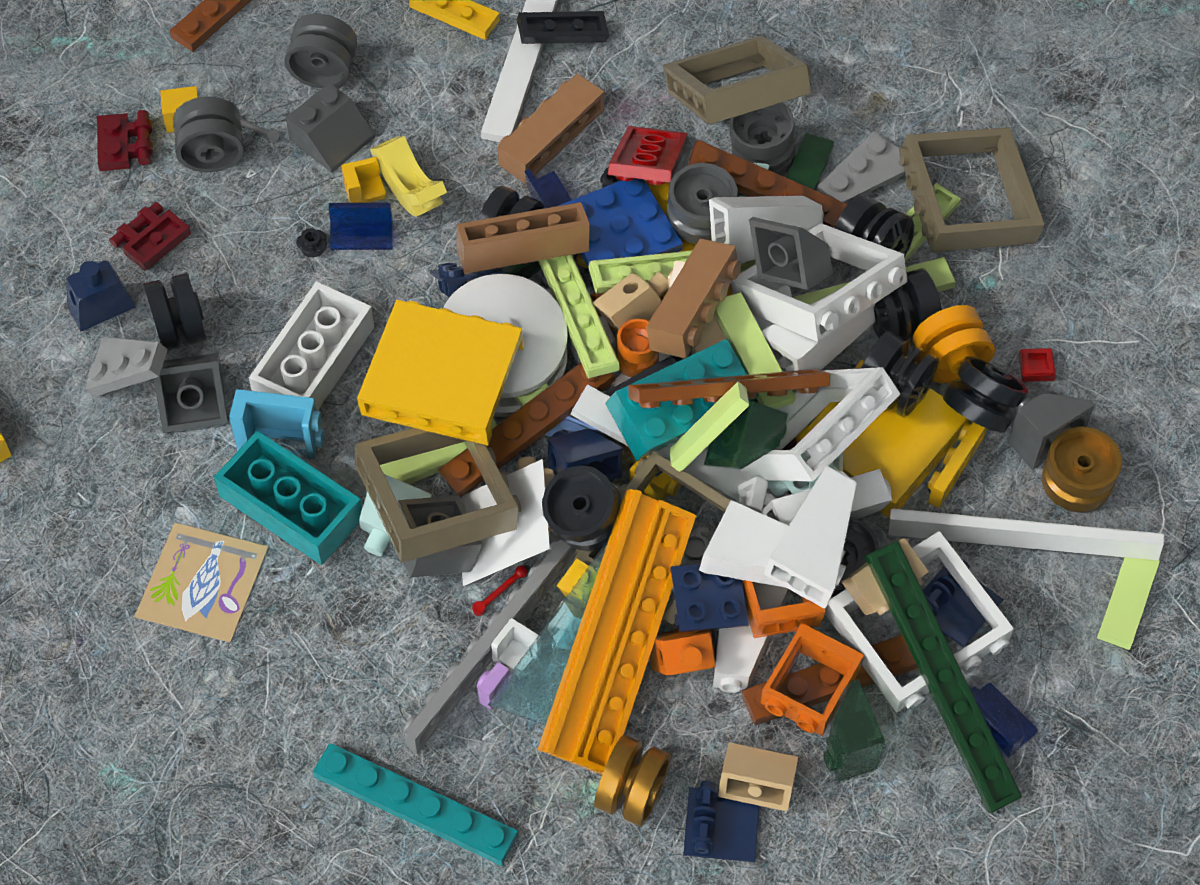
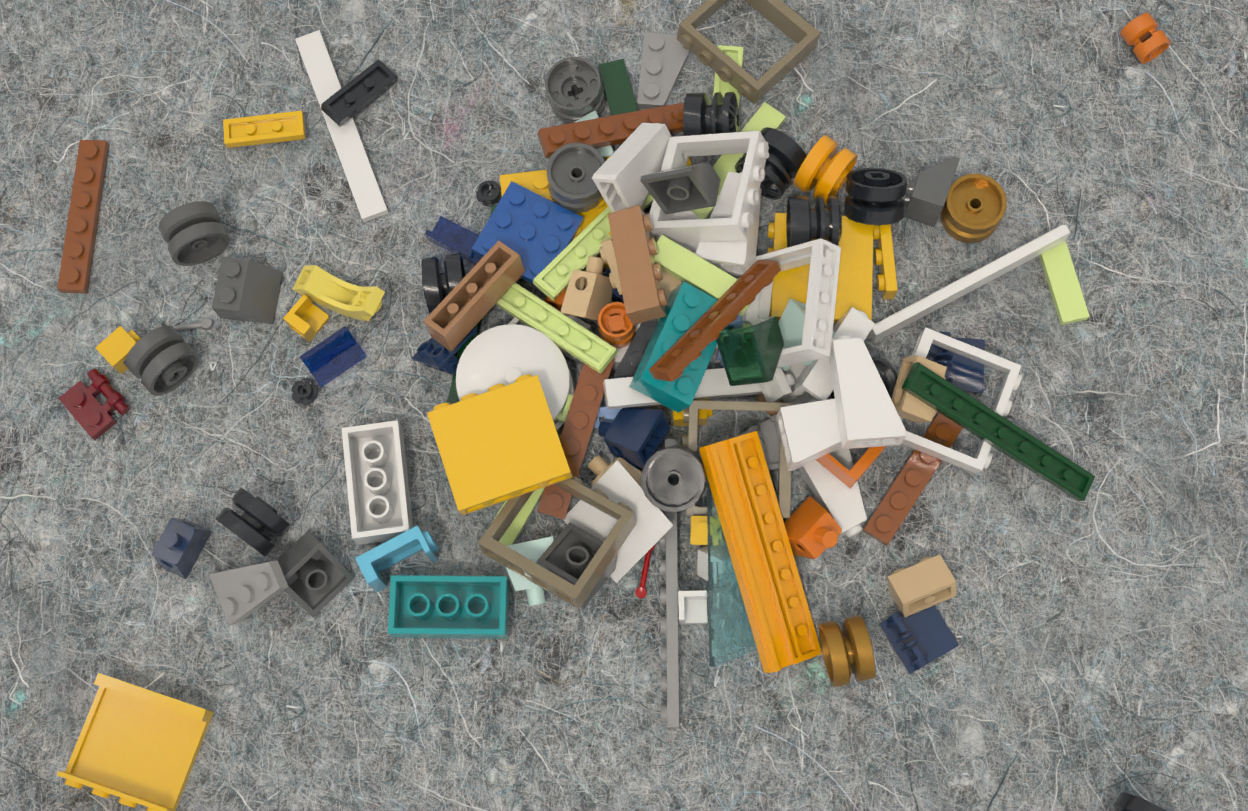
camera: 30 degrees left, 15 degrees up
(155, 240) = (186, 468): dark red plate -> none
(201, 582) = (431, 710): tan sticker -> none
(415, 804) = (706, 767): teal plate -> none
(491, 682) = (695, 645): lavender plate -> none
(551, 127) = (411, 182): medium nougat brick -> none
(648, 155) = (506, 161): red plate -> none
(689, 75) = (548, 75): dark tan window -> none
(707, 600) = (806, 488): dark blue hinge -> none
(709, 426) = (724, 360): yellowish green tile -> none
(824, 650) = (911, 464): orange window -> none
(854, 737) = (963, 512): clear green slope -> none
(1004, 720) = (1045, 427): clear blue panel -> none
(1037, 365) = (883, 144): red tile -> none

